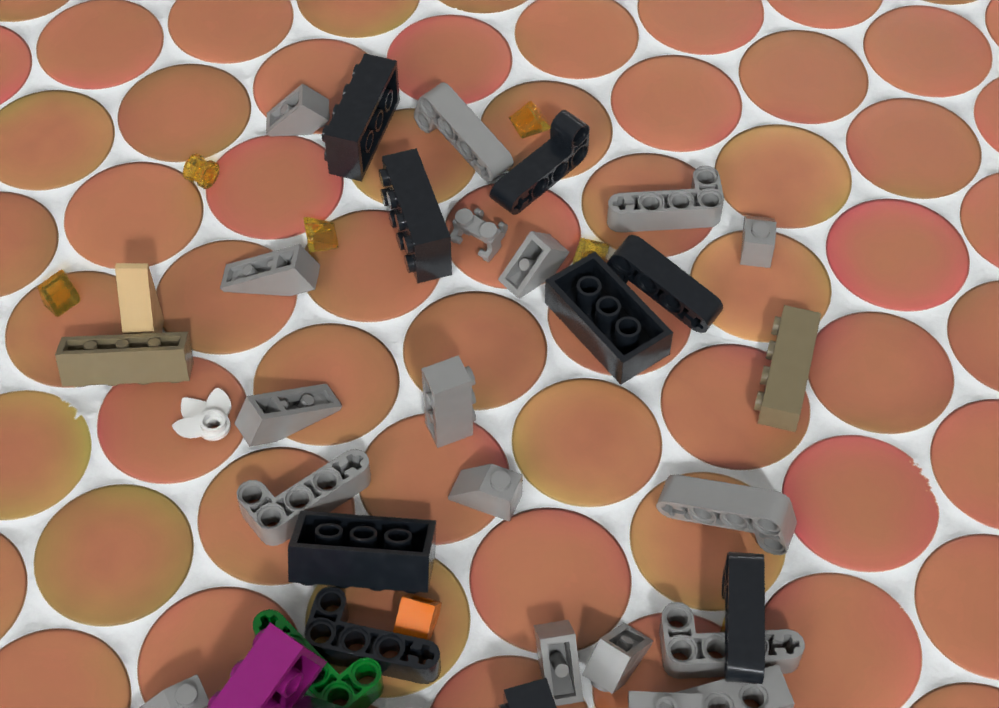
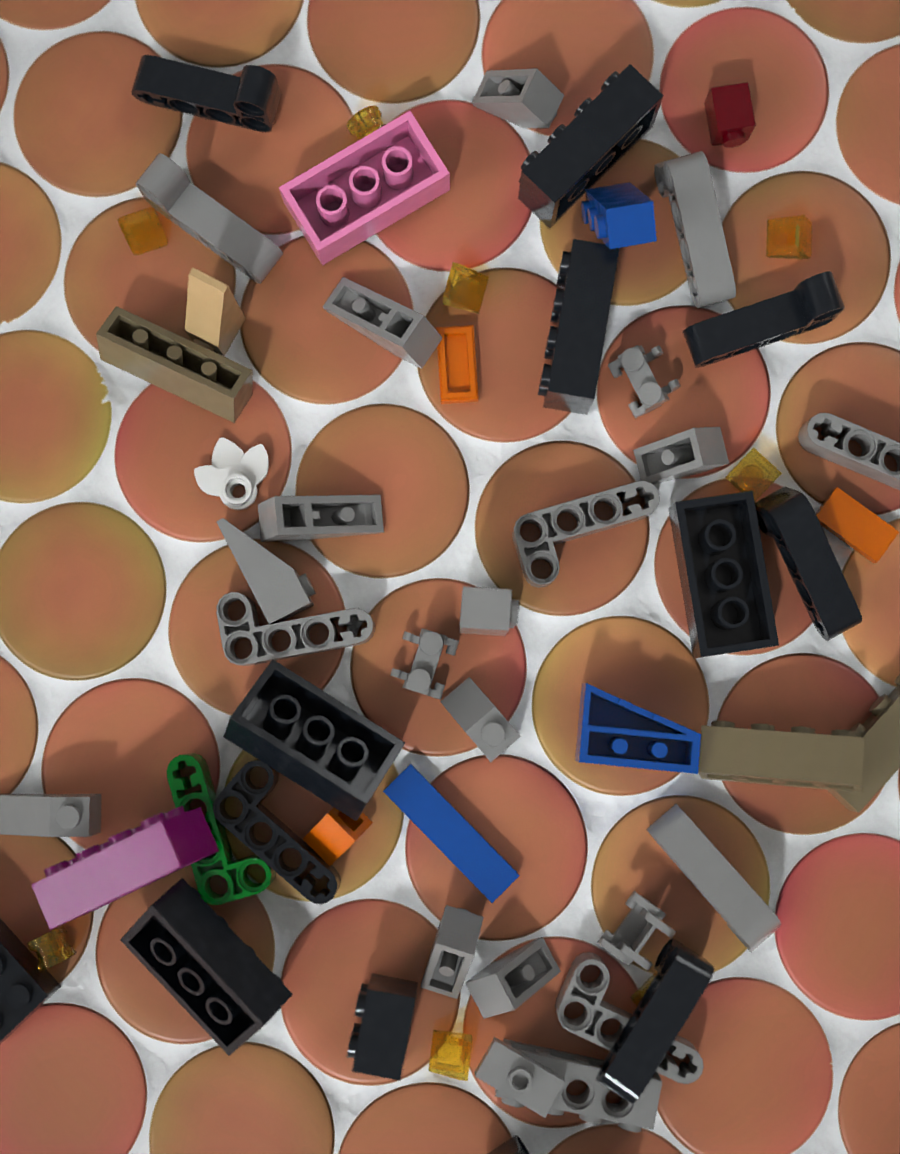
camera: 30 degrees right, 30 degrees up
(72, 195) = (209, 94): none -> black beam
(96, 265) = (205, 219): none -> light grey beam
(215, 201) = (366, 187): none -> bright pink brick
(268, 463) = (273, 582): none -> light grey slope
(341, 282) = (457, 364): none -> orange tile
(407, 132) = (619, 215): none -> blue brick
(423, 472) = (426, 662): none -> light grey piece
(447, 67) = (730, 114): none -> dark red brick
(484, 331) = (587, 524): none -> light grey beam
(508, 581) = (451, 833): none -> blue tile
(606, 444) = (630, 736): none -> blue wedge
(687, 256) = (856, 525): none -> orange tile
(691, 573) = (635, 931): none -> light grey piece
(722, 403) = (782, 757): none -> dark tan brick

